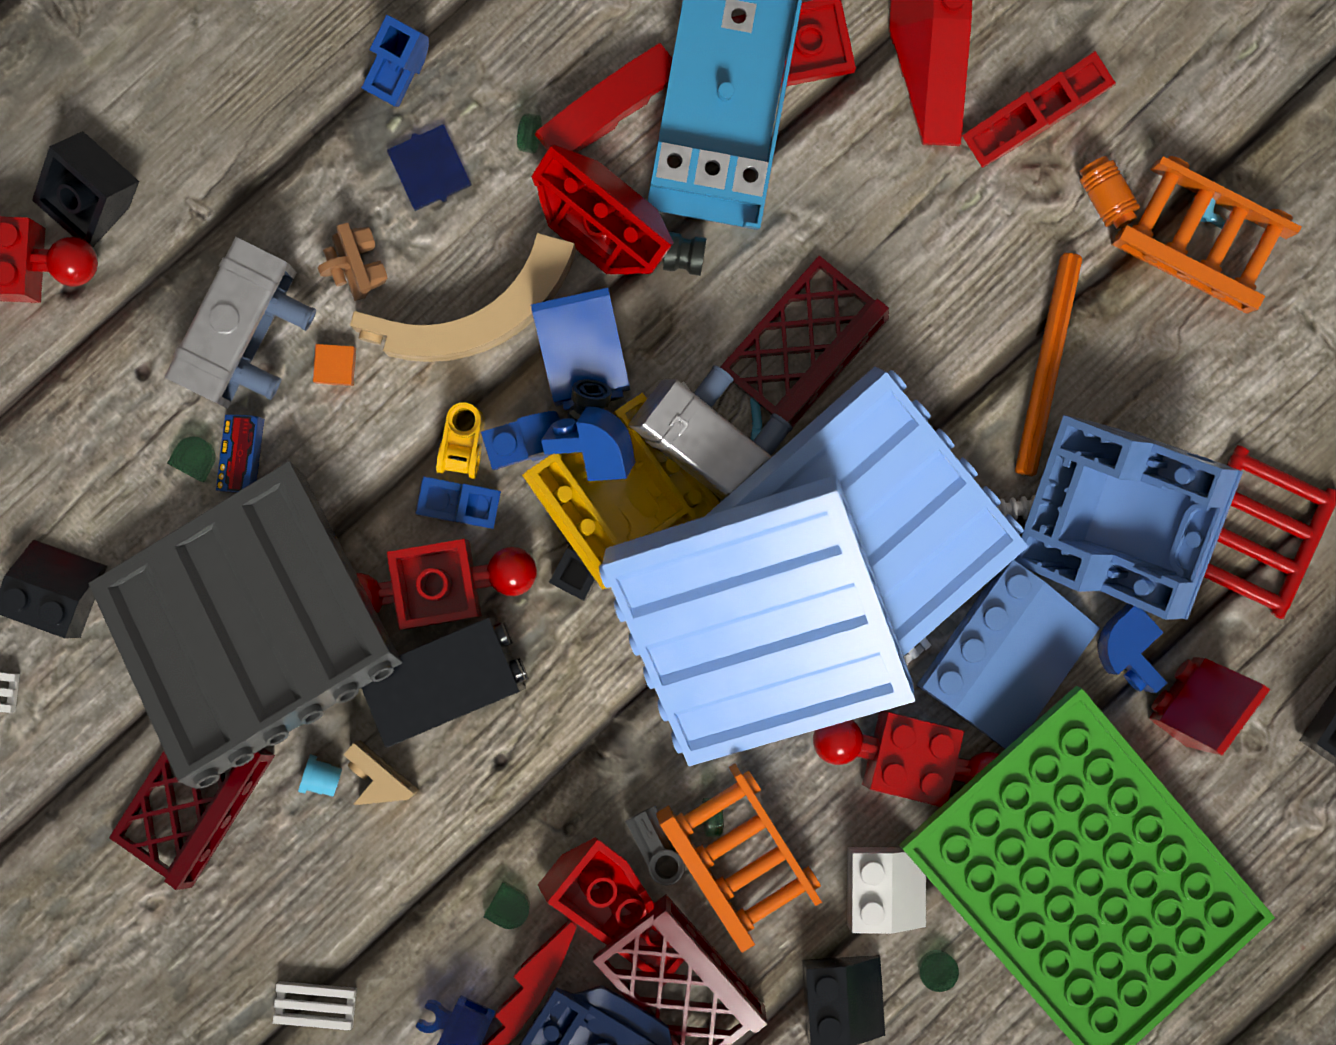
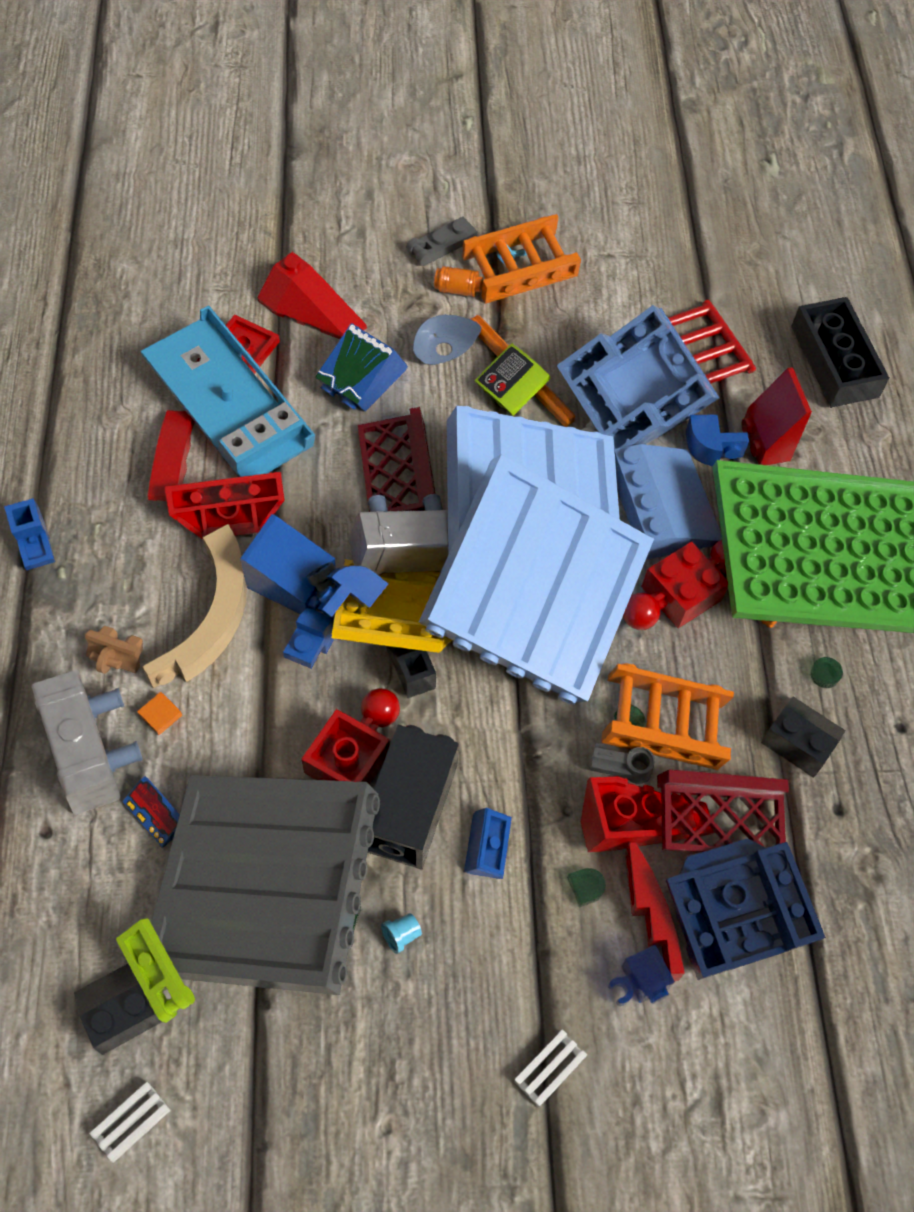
camera: 50 degrees left, 25 degrees down
(88, 605) = (154, 970): none -> lime plate
(193, 457) = (128, 842): clear green tile -> none
(211, 823) = (369, 1031): dark red fence -> none
(387, 783) = (441, 889): tan slope -> none
(429, 167) = (105, 573): clear blue piece -> none
(457, 502) = (311, 711): blue slope -> none
(461, 443) = (280, 679): yellow piece -> none
(471, 783) = (488, 844): none -> blue slope
(526, 137) = (144, 505): clear green tile -> none
(685, 254) = (294, 481): pearl dark grey wheel -> none
(884, 891) = (750, 661): white slope -> none
(887, 197) = (360, 369): none -> slope
(1020, 370) = (512, 379): none -> slope
(1036, 250) = (449, 329): none -> sand blue piece
(1039, 109) = (384, 280): red slope -> none
(1157, 121) = (441, 241): none -> dark grey plate

